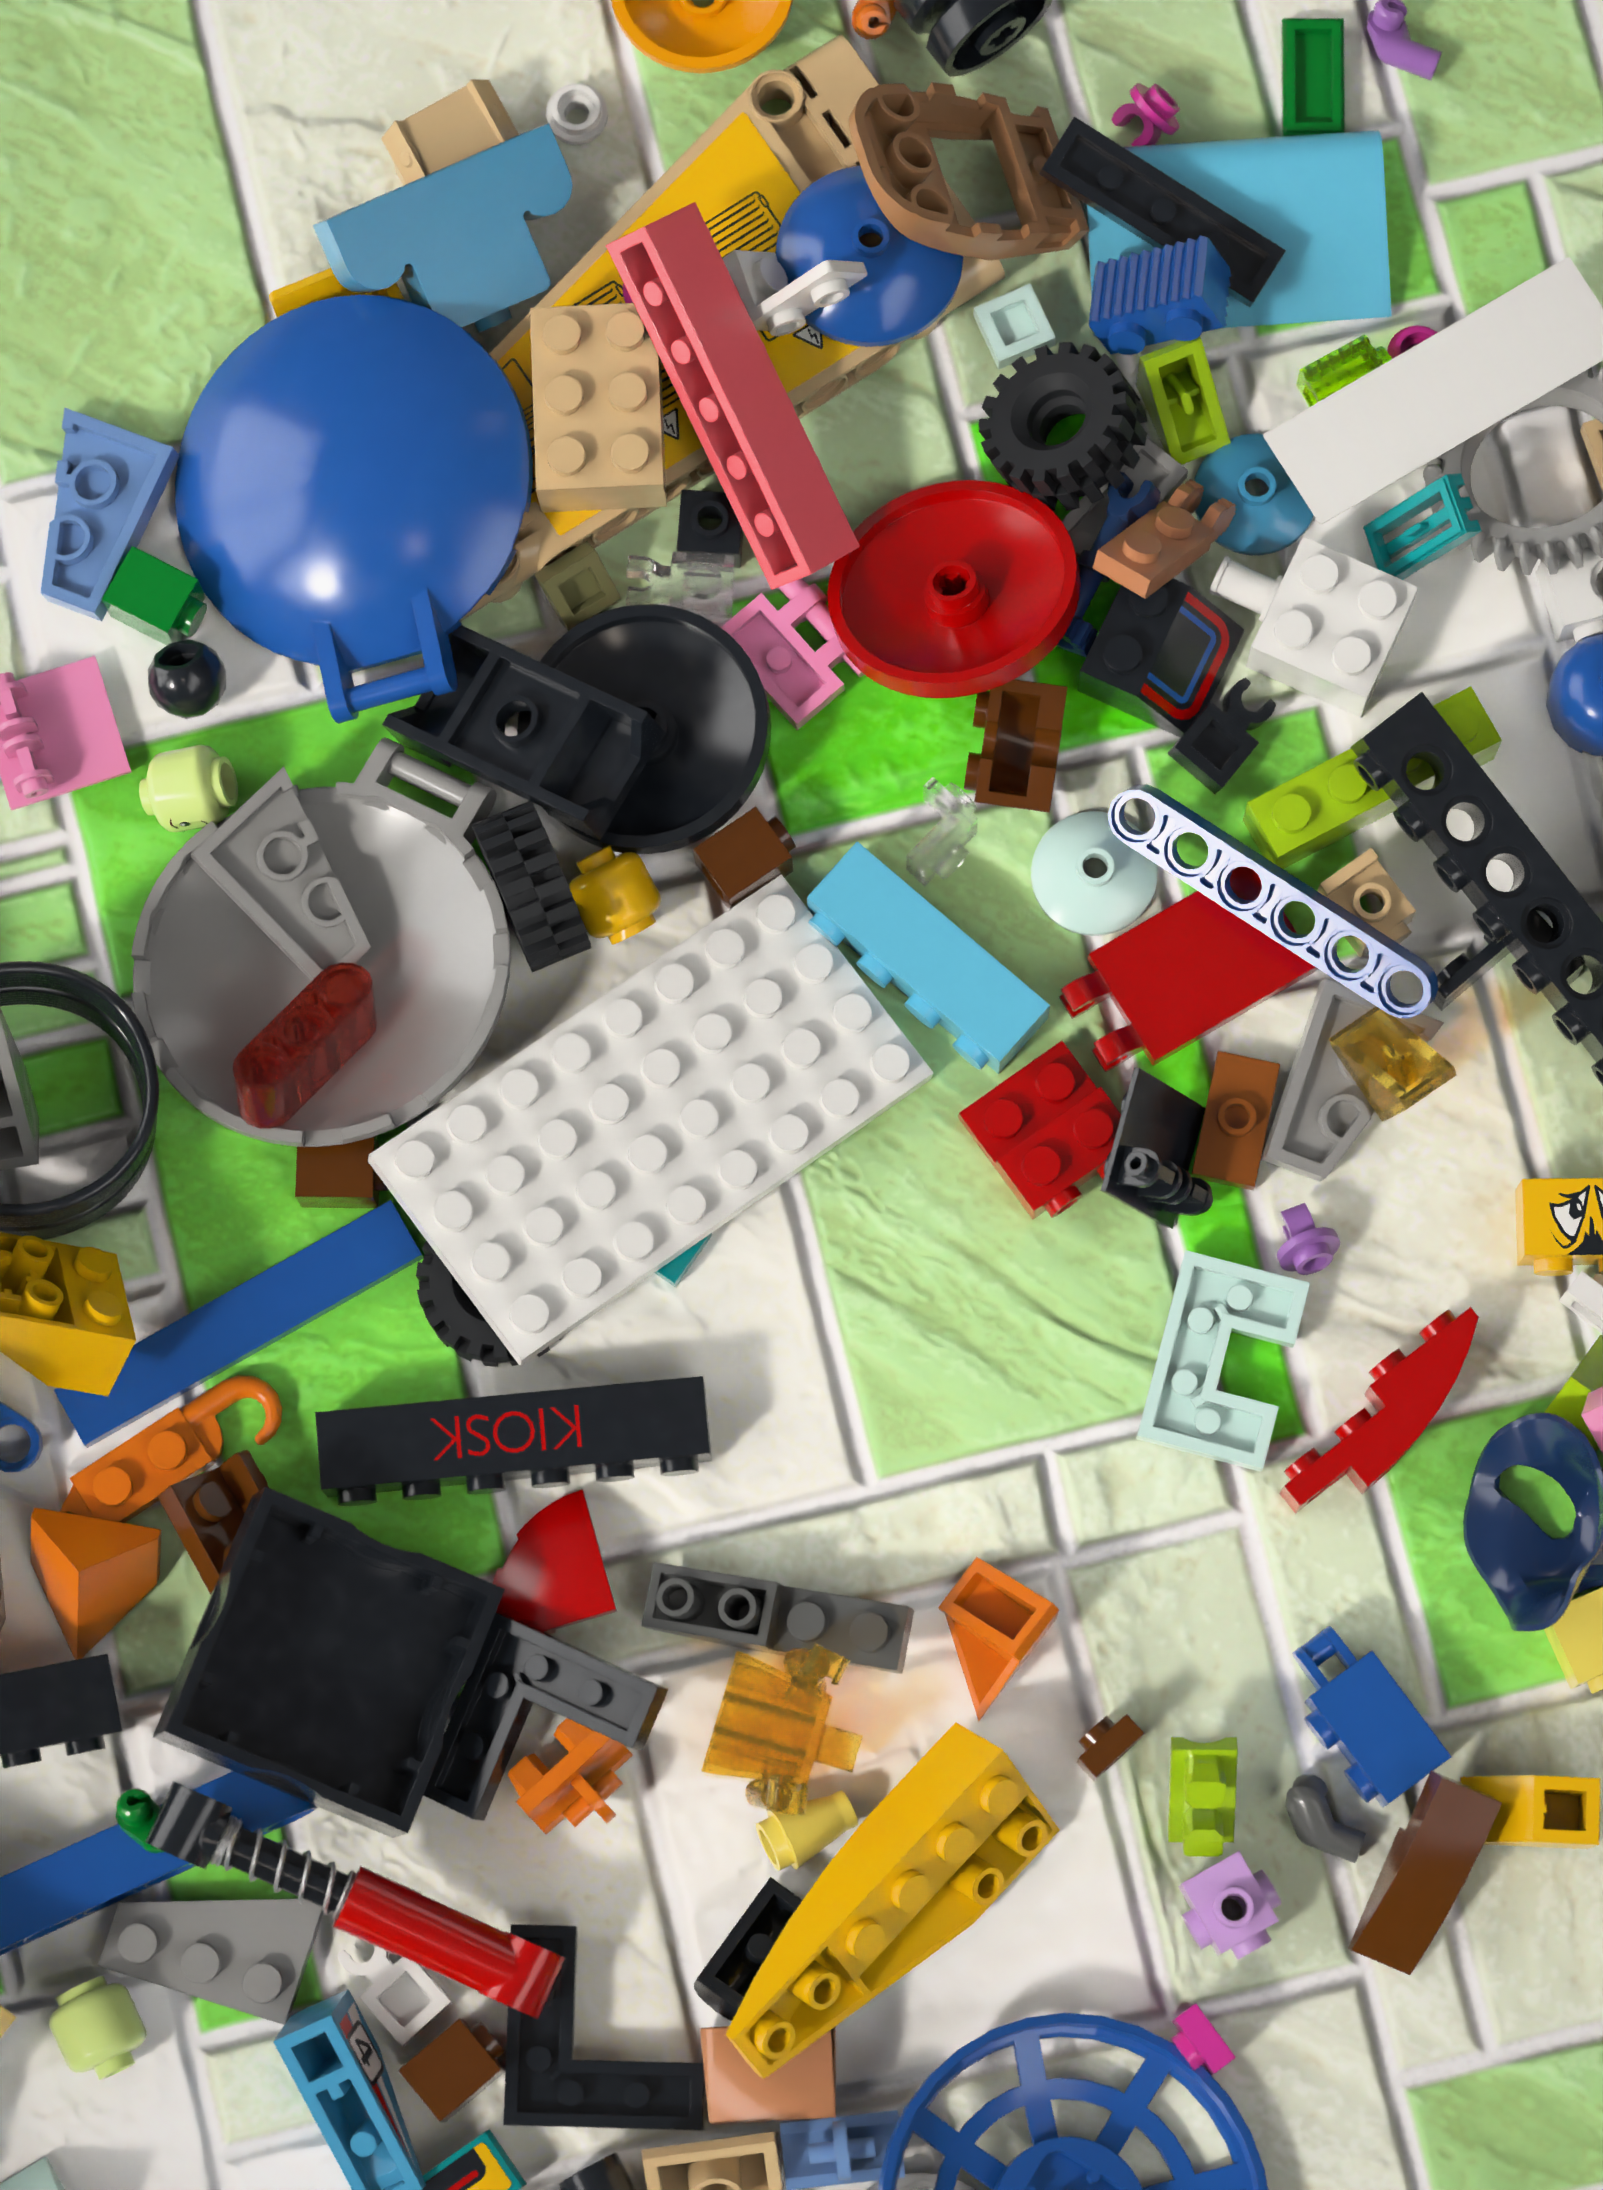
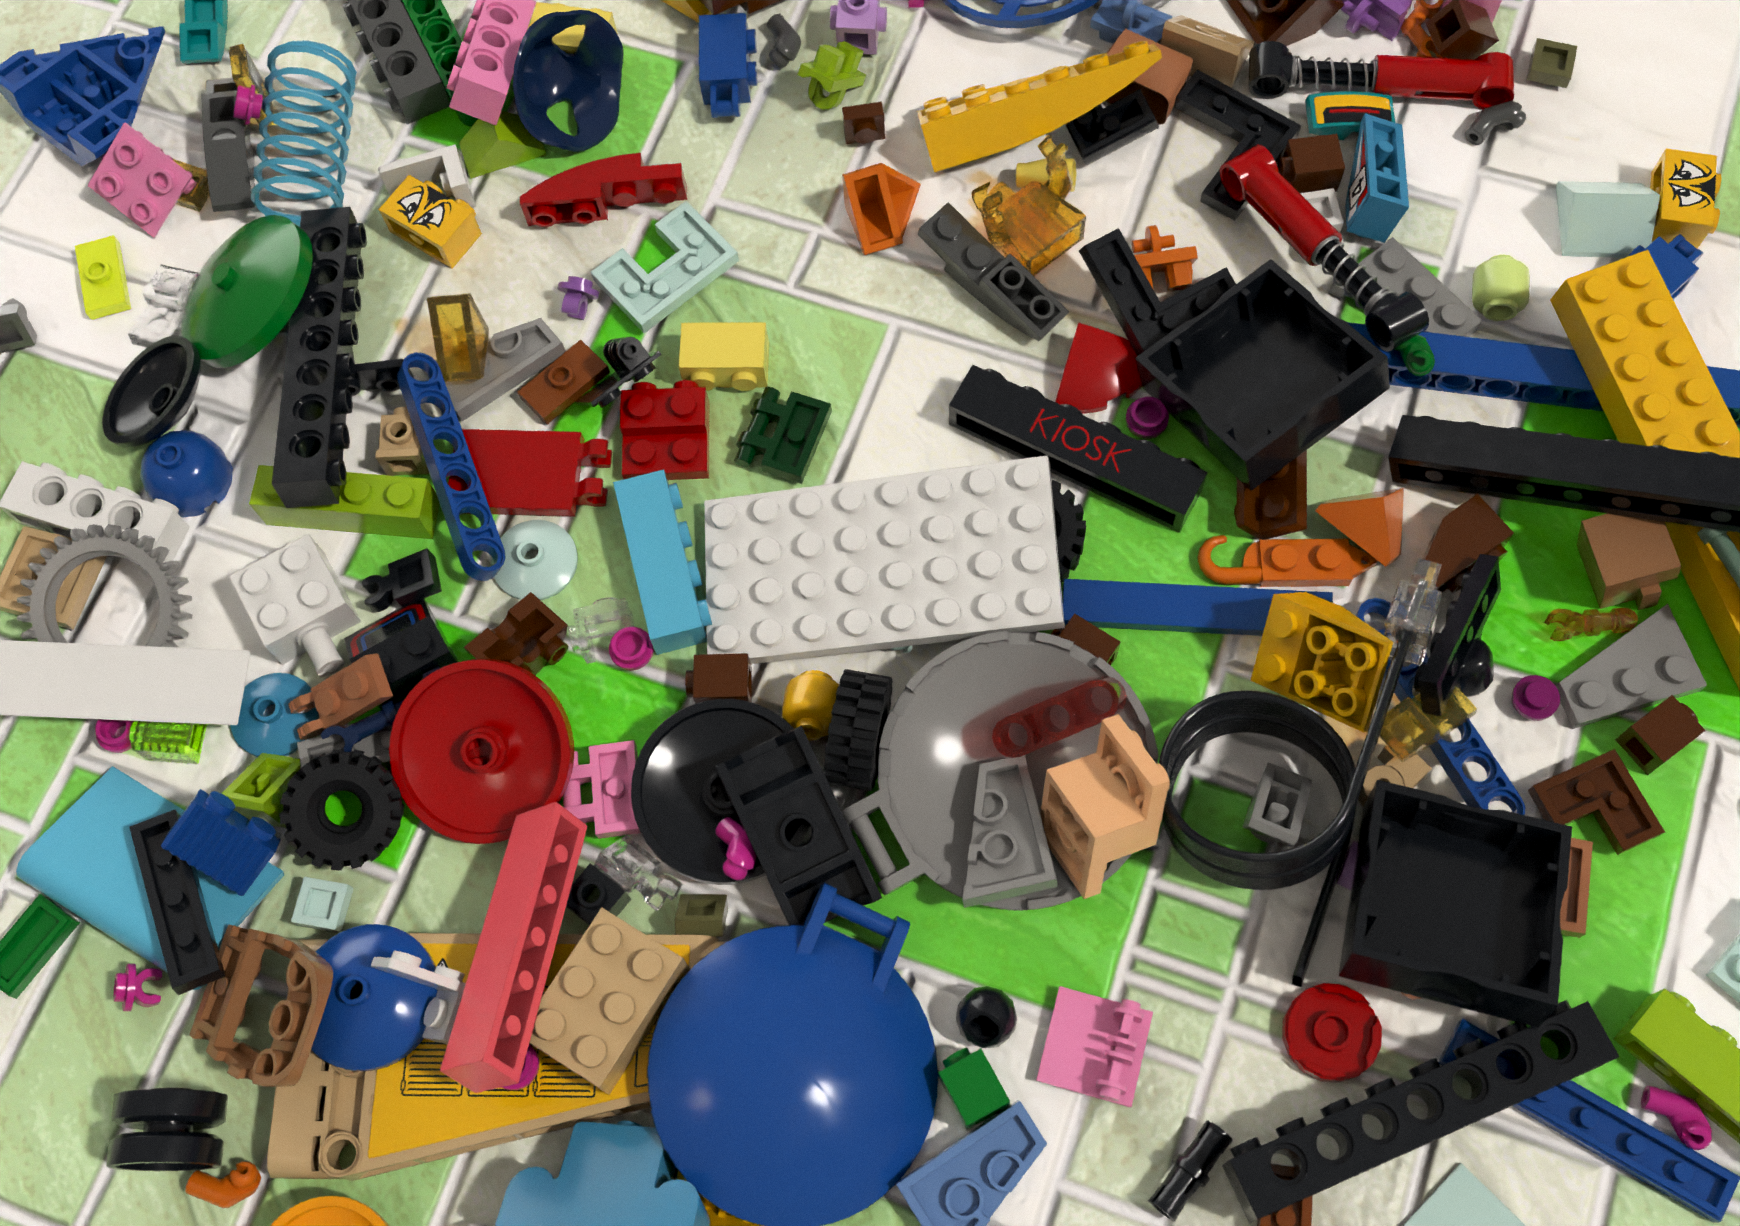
camera: 145 degrees left, 10 degrees down
(185, 960) = (1103, 805): none -> light nougat bracket
(189, 788) = (1029, 944): yellowish green head -> none
(454, 1541) = (1147, 417): none -> magenta plate
(567, 655) = (739, 852): none -> dark pink arm
(880, 1229) = (795, 436): none -> dark green plate
(888, 834) = (631, 648): none -> dark pink plate
(1047, 1278) = (725, 354): none -> light yellow brick
(1454, 511) = (167, 599): teal tile -> none

